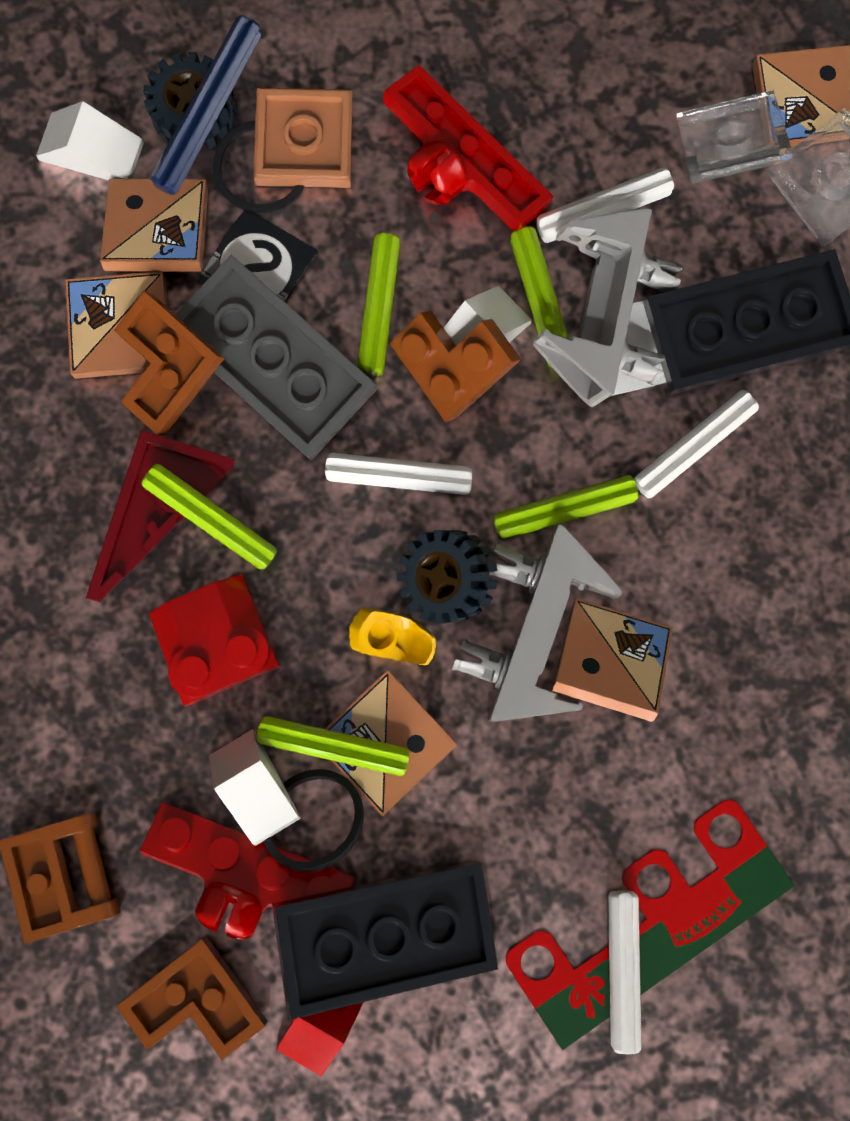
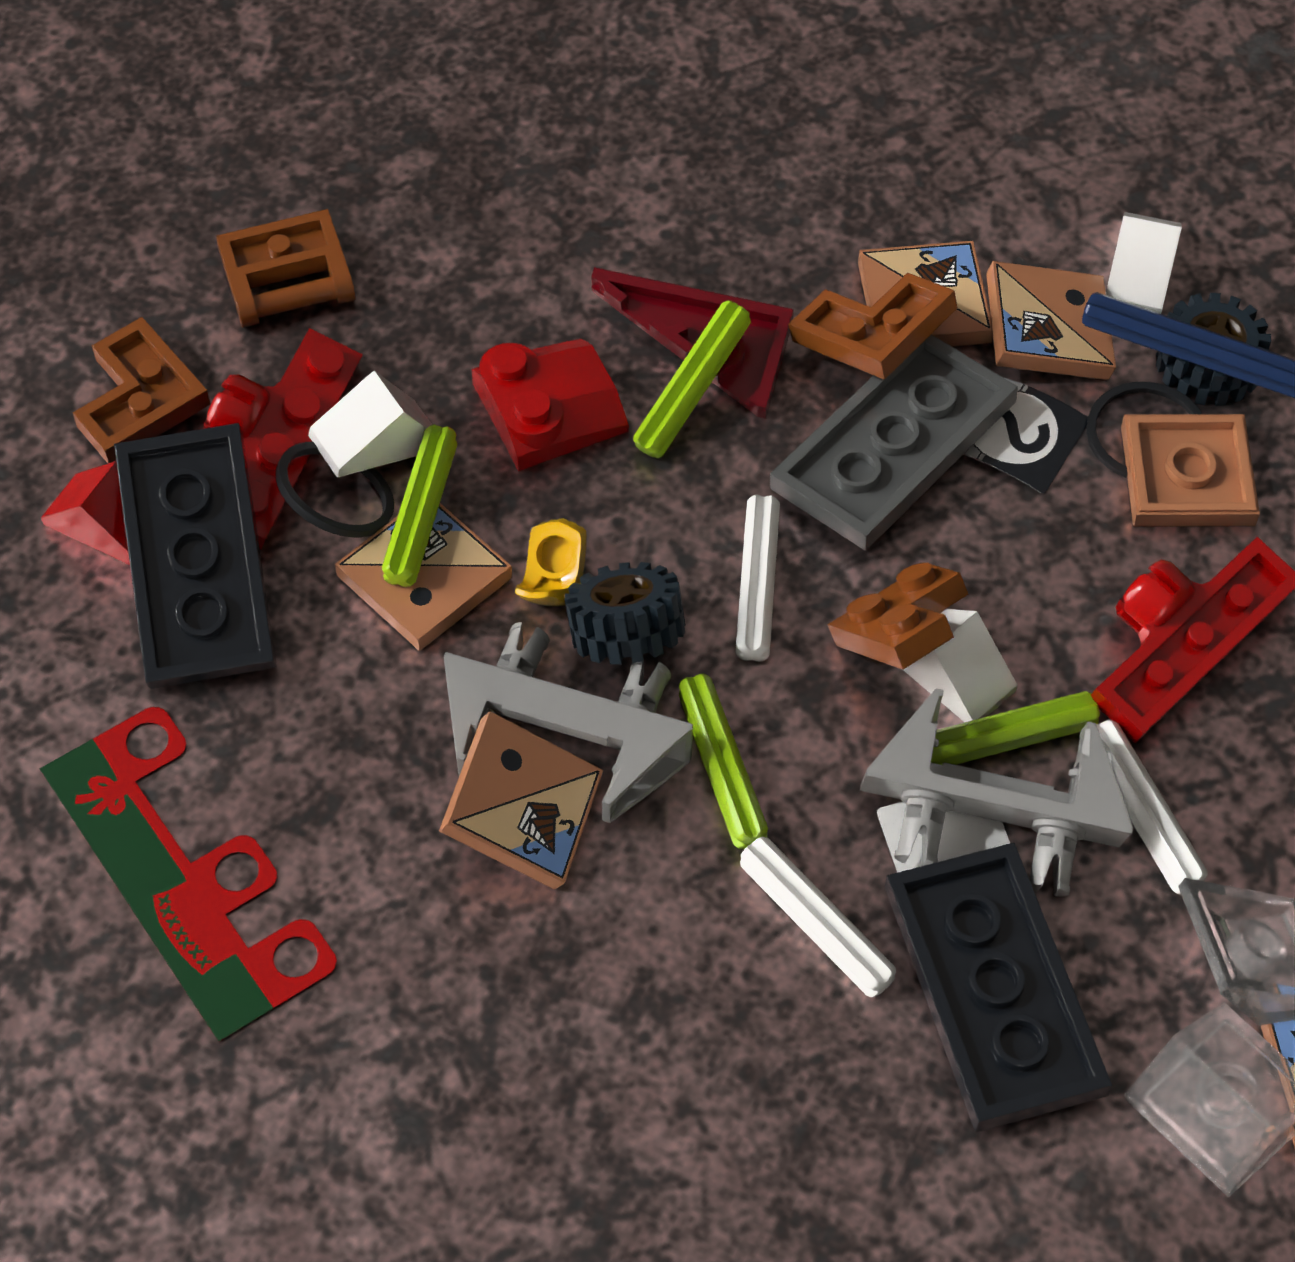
camera: 90 degrees right, 25 degrees down
(378, 304) = (977, 551): lime axle -> none
(624, 972) = (129, 825): white axle -> none

